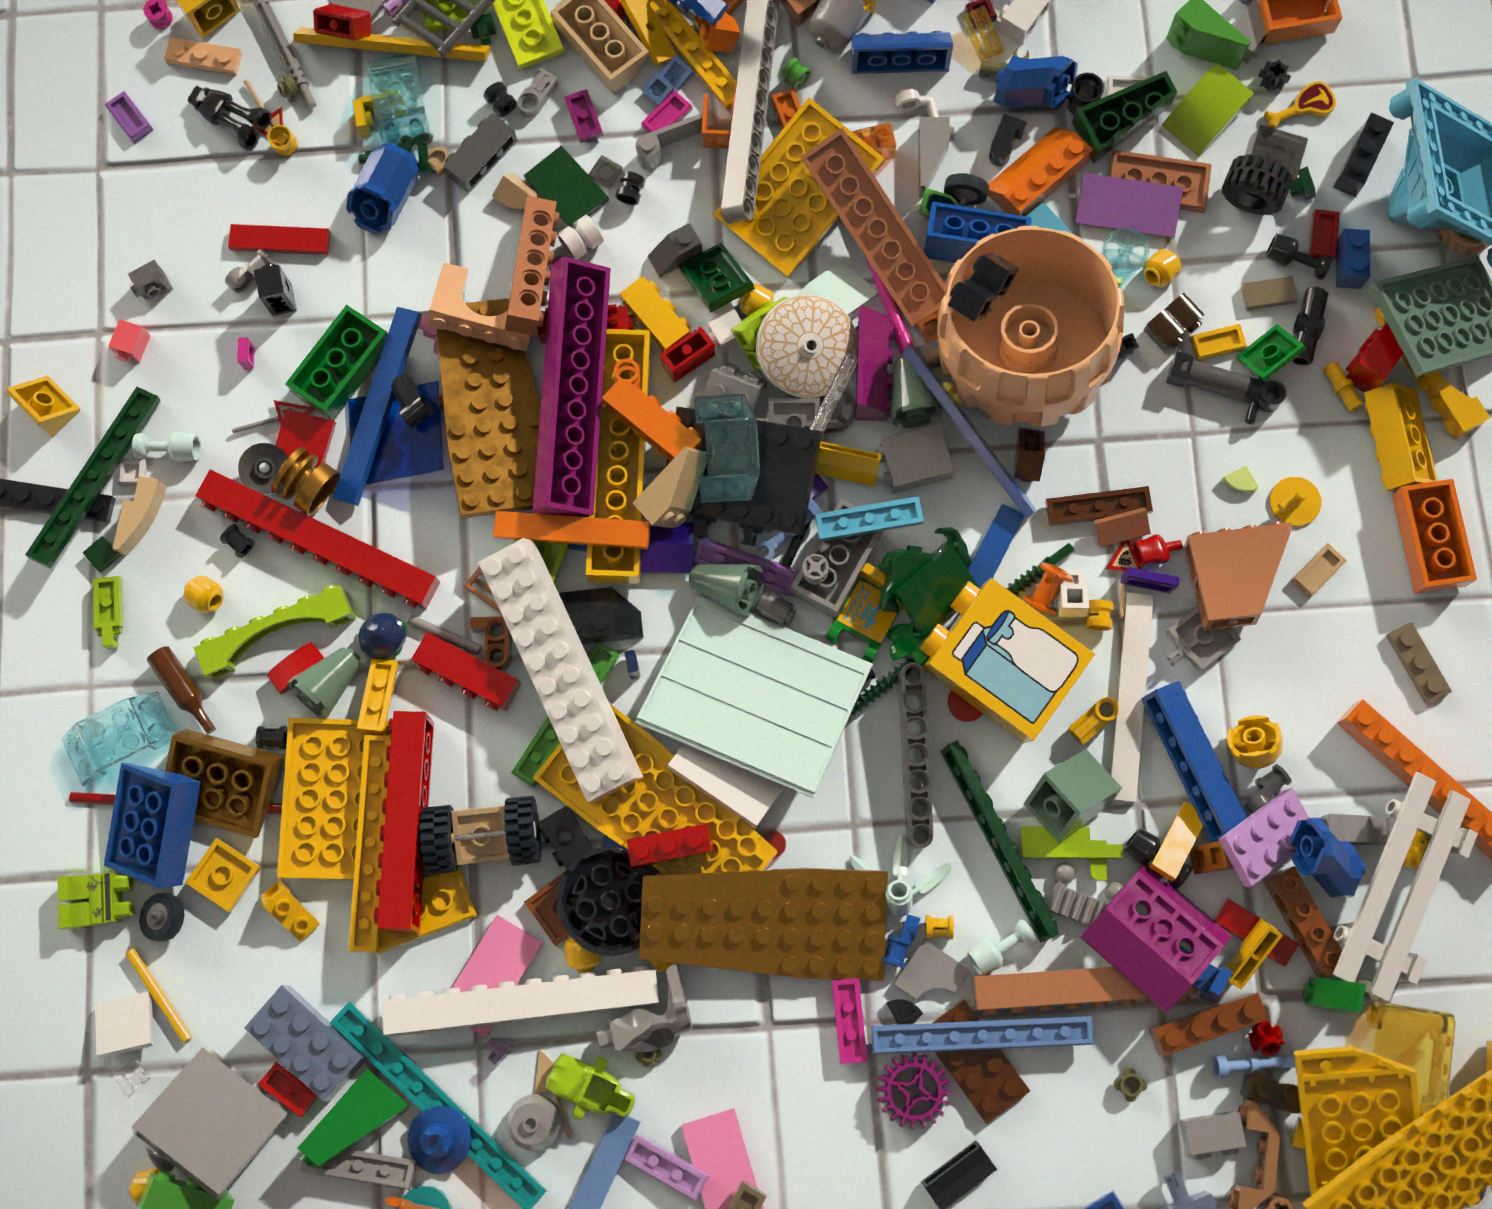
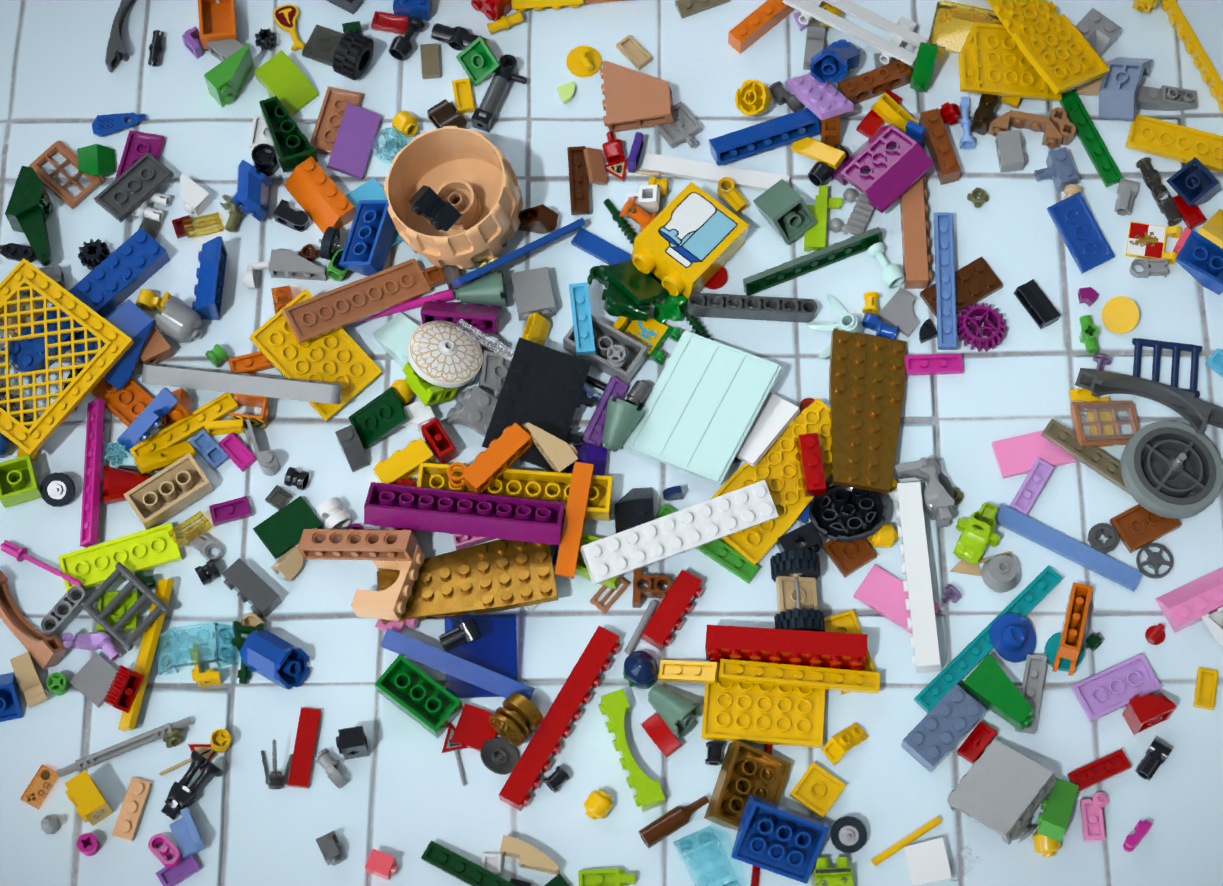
camera: 90 degrees left, 10 degrees down
(145, 96) = (165, 852): none -> dark pink plate
(169, 119) = (187, 834): none -> medium blue panel
(181, 446) = (475, 820): light aqua piece -> none
(237, 209) = (275, 779): none -> clear smoke plant
(245, 353) = (401, 771): dark pink tile -> none
(546, 77) = (177, 539): none -> clear yellow tile
(695, 91) = (224, 427): none -> yellow tile
(729, 447) = (526, 403): clear light blue slope -> none
(953, 162) = (309, 248): none -> reddish brown plate

